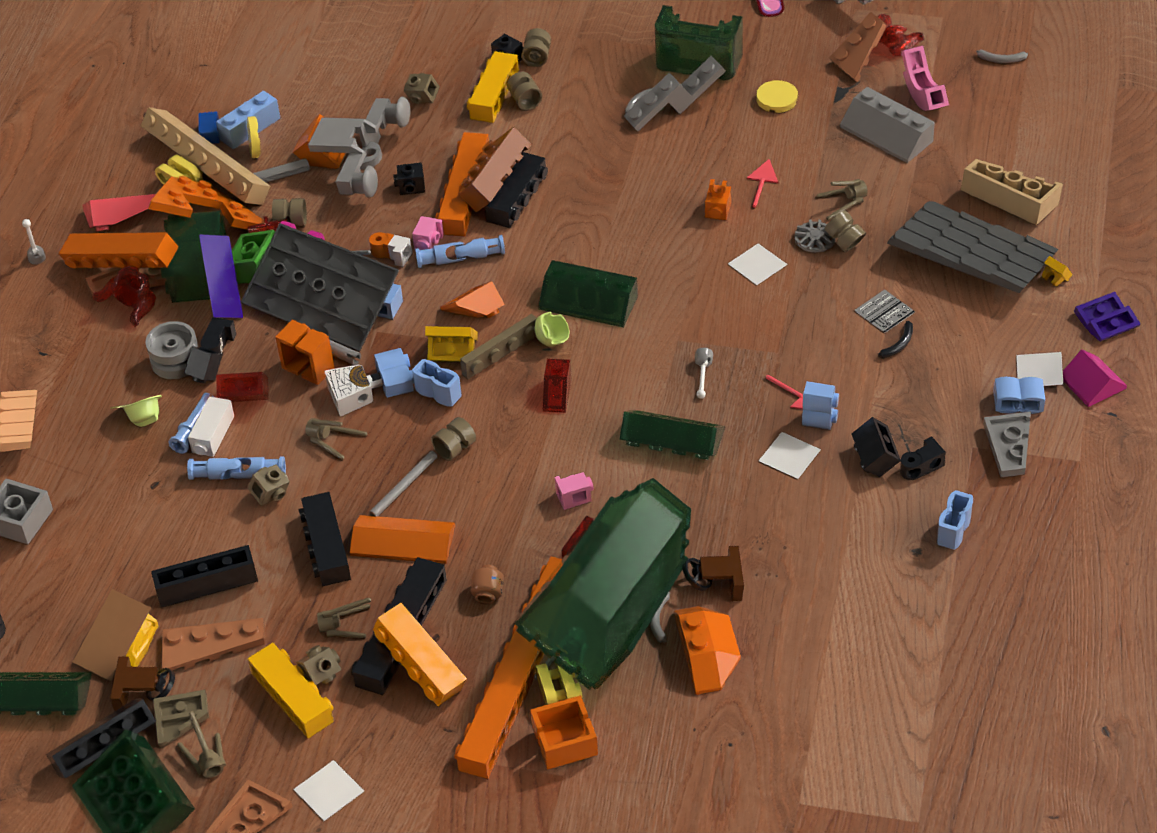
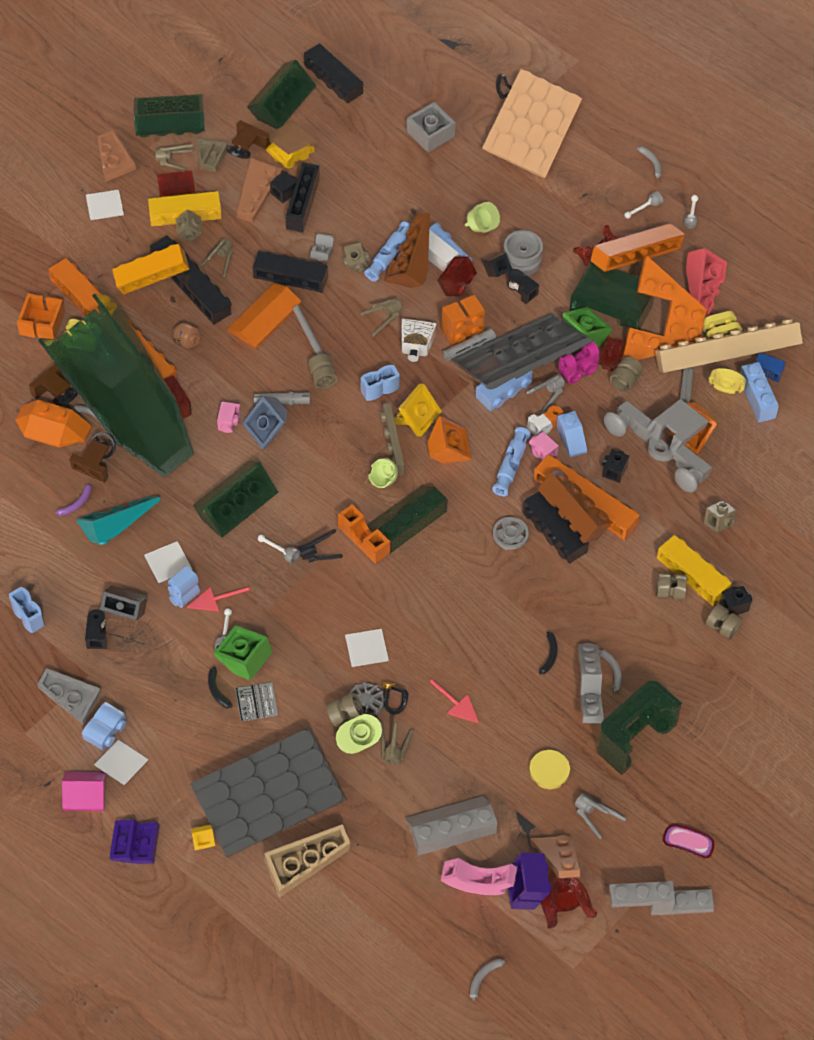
camera: 115 degrees right, 10 degrees up
(22, 289) = (654, 199): none -> hinge
(96, 739) = (217, 109): black brick -> none
(193, 608) = (283, 186): none -> black brick
(221, 276) = (567, 293): dark purple sticker -> none
(235, 433) = (412, 261): none -> dark orange wedge
(258, 718) = (176, 184): none -> clear red brick
(272, 527) = (323, 247): none -> light grey bracket
(393, 221) = (571, 434): none -> light blue slope
(394, 372) = (414, 367): light blue brick -> none
(508, 454) = (286, 398): none -> light grey pin
(545, 223) = (510, 533): none -> light grey wheel
(554, 451) = (266, 420): none -> sand blue slope
(556, 385) = (330, 454): clear red slope -> none
(635, 317) = (353, 524): none -> orange arch
(649, 672) = (53, 382): none -> reddish brown piece
(666, 139) = (553, 654): none -> black piece
(686, 345) = (308, 549): none -> black plant
(718, 200) = (445, 650): orange brick -> none
(783, 564) = (77, 504): none -> medium lavender piece
(784, 518) = (107, 525): none -> teal wedge
(787, 225) = (389, 685): none -> black piece
(791, 60) = (587, 805): none -> light grey plant
(846, 358) = (219, 640): none -> white hinge
(848, 327) = (243, 652): none -> bright green slope
(860, 214) = (358, 733): none -> yellowish green piece
(896, 40) = (531, 881): none -> dark purple piece

